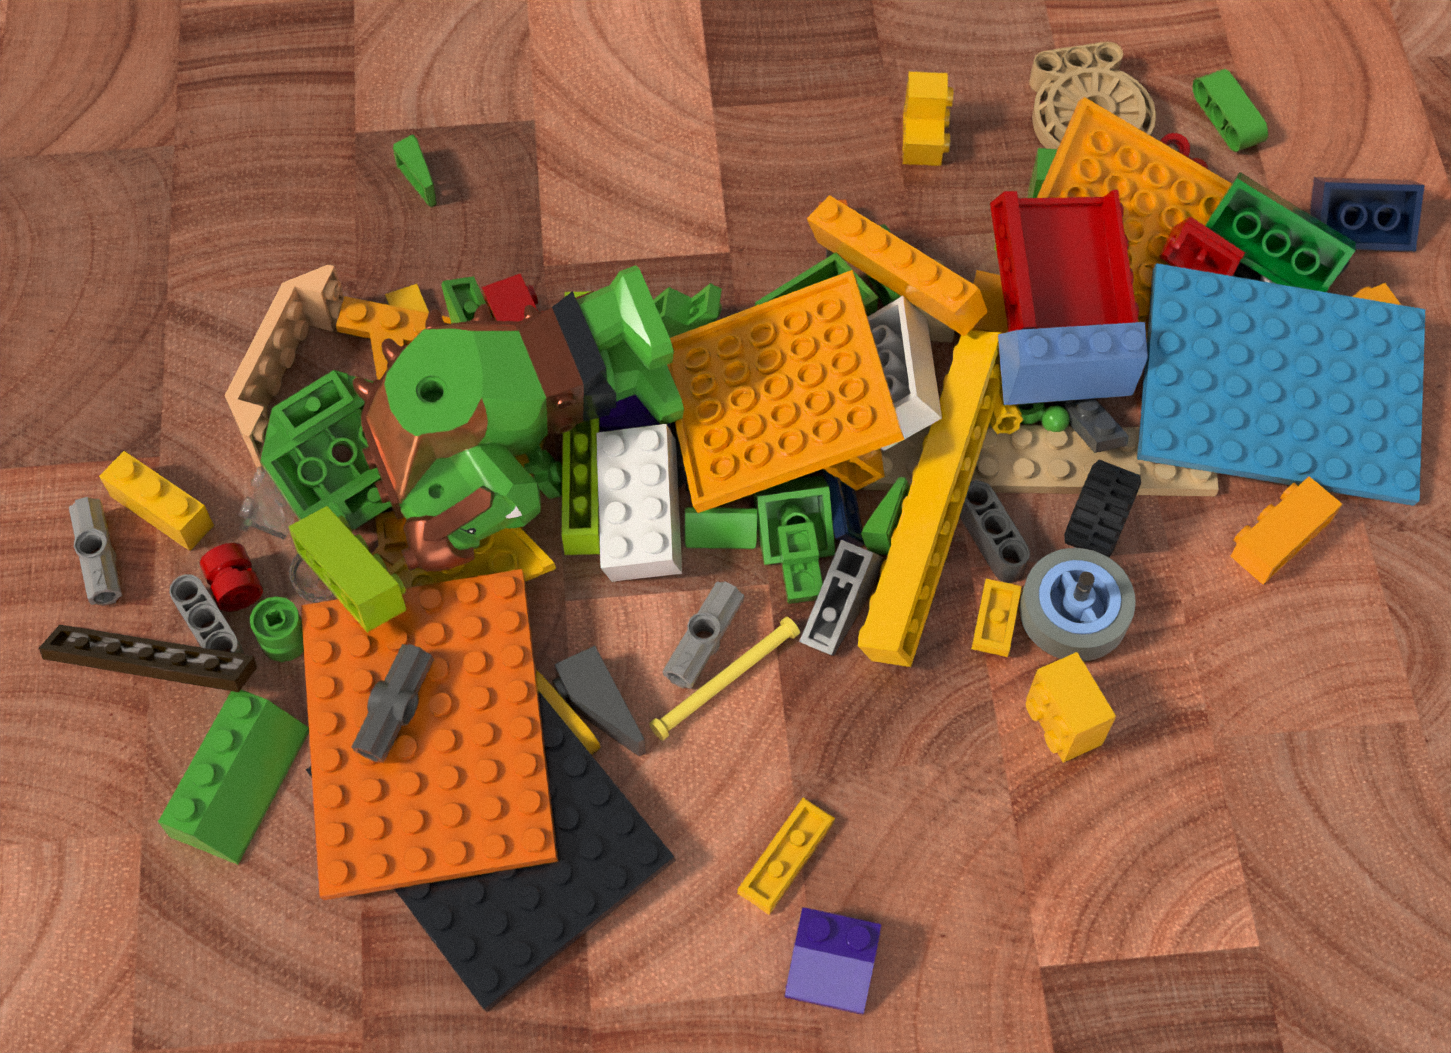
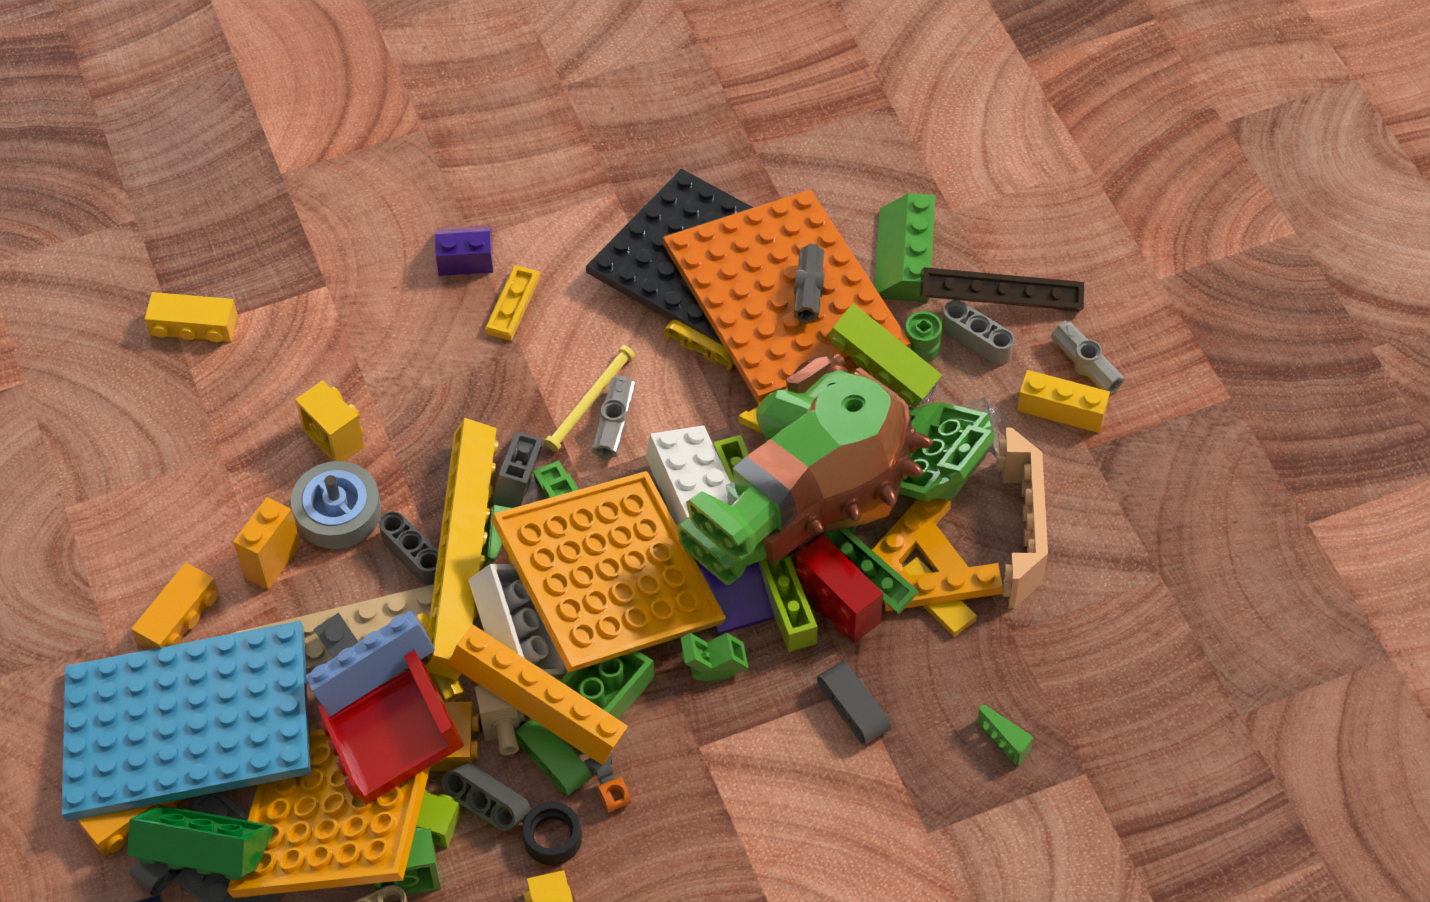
camera: 165 degrees right, 5 degrees down
(231, 577) = (975, 362): red wheel -> none
(555, 239) = (853, 702): none -> dark grey beam
(596, 698) = (675, 355): dark grey slope -> none
(911, 178) = (545, 812): none -> black tyre
(963, 236) = (473, 791): none -> dark grey beam
(996, 617) = (397, 486): yellow plate -> none
(1102, 508) = (326, 566): black tyre -> none
(1171, 556) = (267, 543): none -> light orange brick
(1200, 249) = (271, 808): red hinge -> none
(1241, 948) = (191, 317): none -> yellow brick

